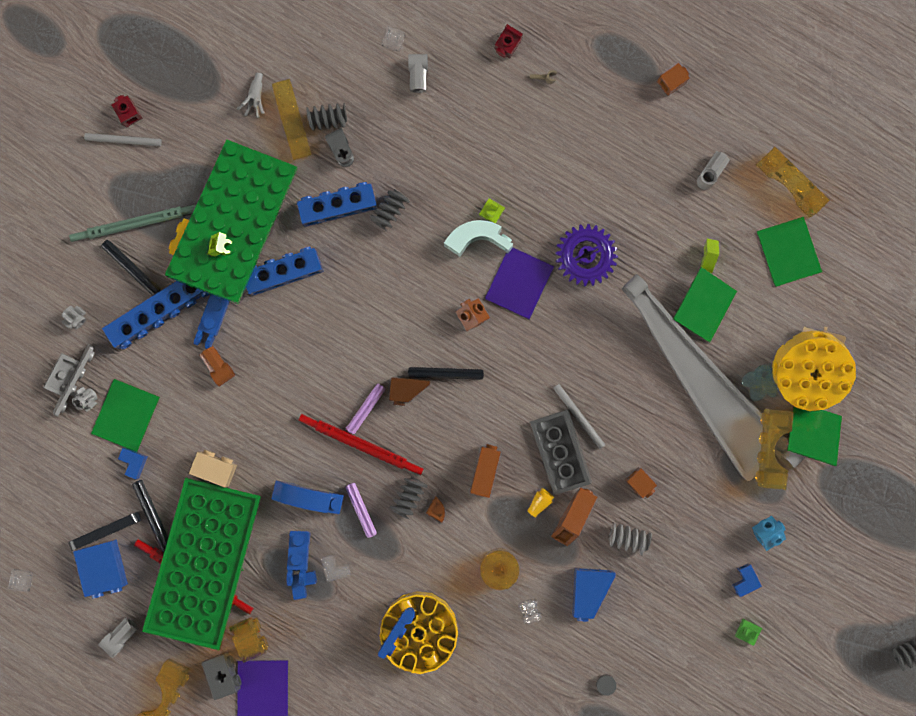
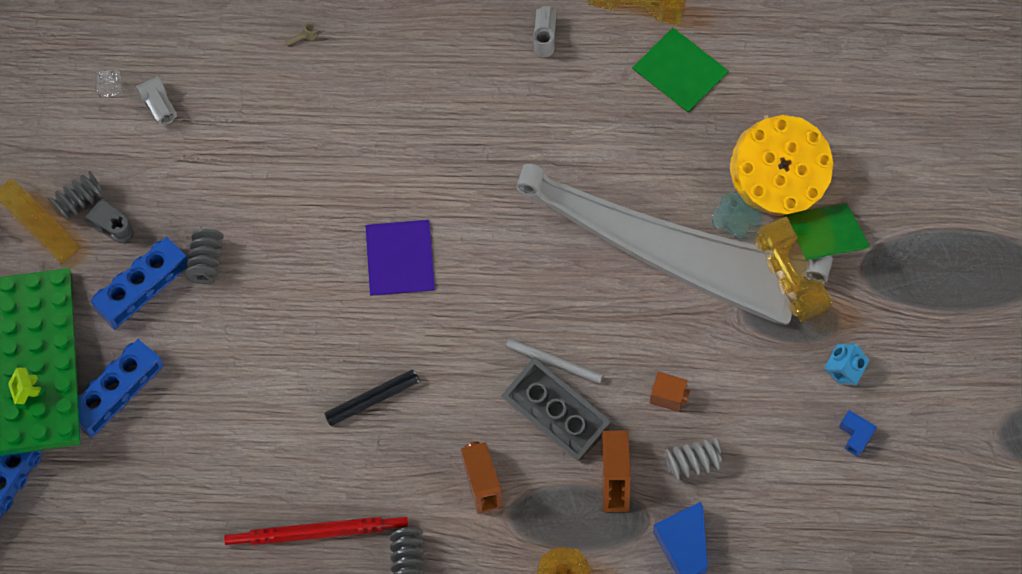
camera: 30 degrees left, 20 degrees down
(211, 320) = (56, 488): blue hinge -> none
(219, 370) = (96, 538): dark orange piece -> none
(365, 409) = (299, 487): lavender axle -> none
(406, 390) = (335, 437): reddish brown slope -> none
(436, 510) = (450, 556): dark orange tile -> none
(472, 314) = (365, 314): dark orange brick -> none
(474, 231) = (318, 226): light aqua arch -> none
(491, 211) = (324, 199): lime tile -> none
(512, 35) = (241, 19): dark red brick -> none
(540, 502) = (566, 475): yellow cone -> none
(603, 247) = (456, 200): dark purple gear -> none
(705, 304) = (622, 167): green piece -> none
(711, 254) = (596, 115): lime piece -> none
(748, 632) = (896, 489): bright green tile -> none

